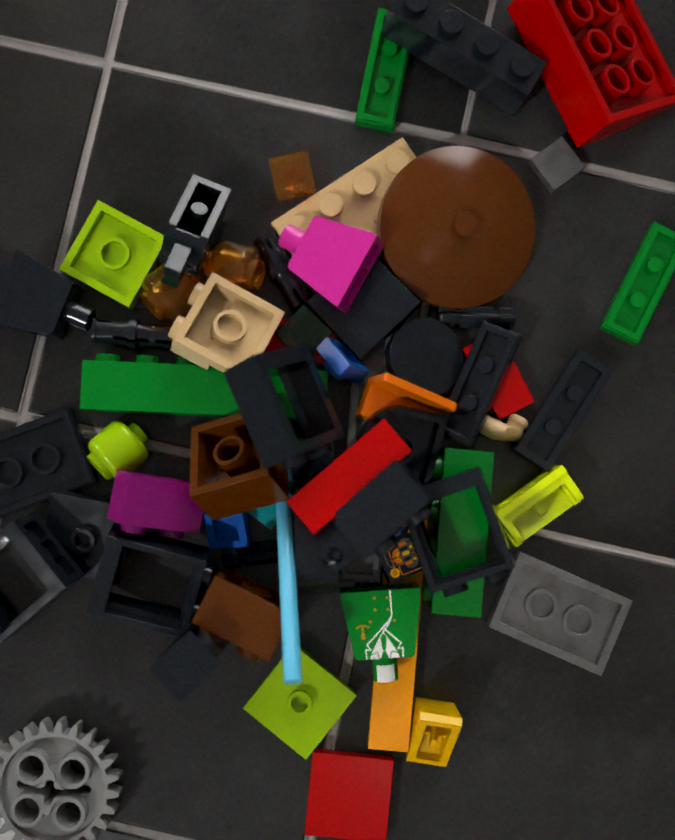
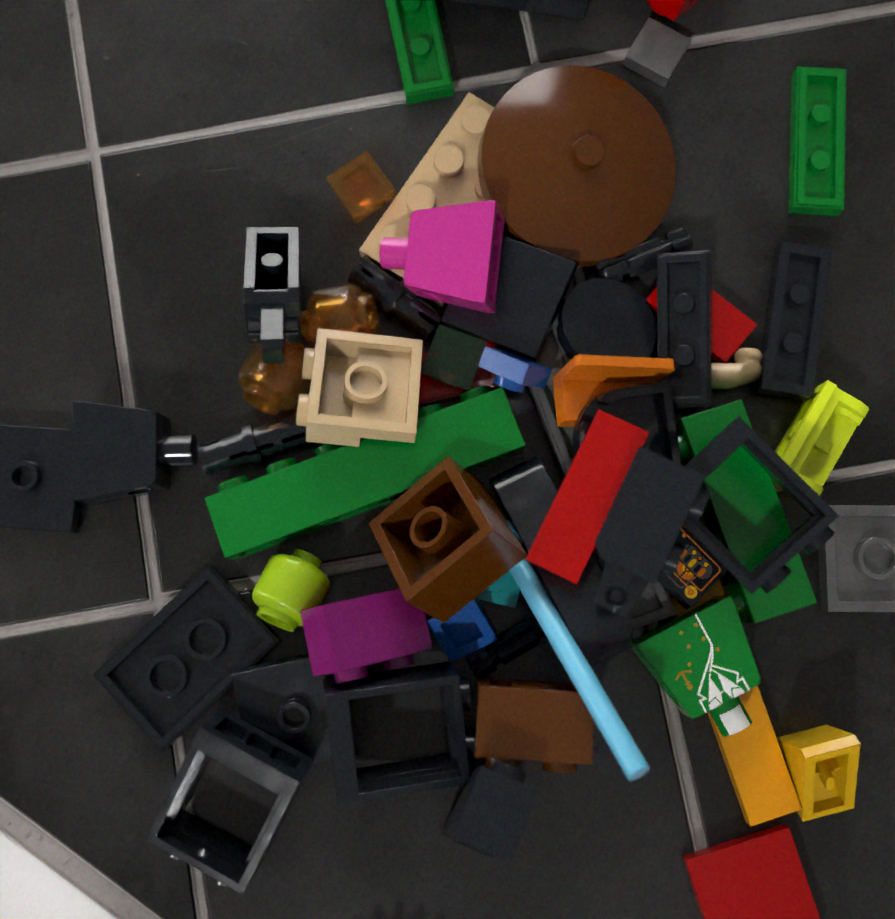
camera: 15 degrees left, 5 degrees down
(113, 254) = (190, 362): lime plate -> none
(266, 416) = (474, 444): black window -> none
(301, 711) = (646, 816): lime plate -> none

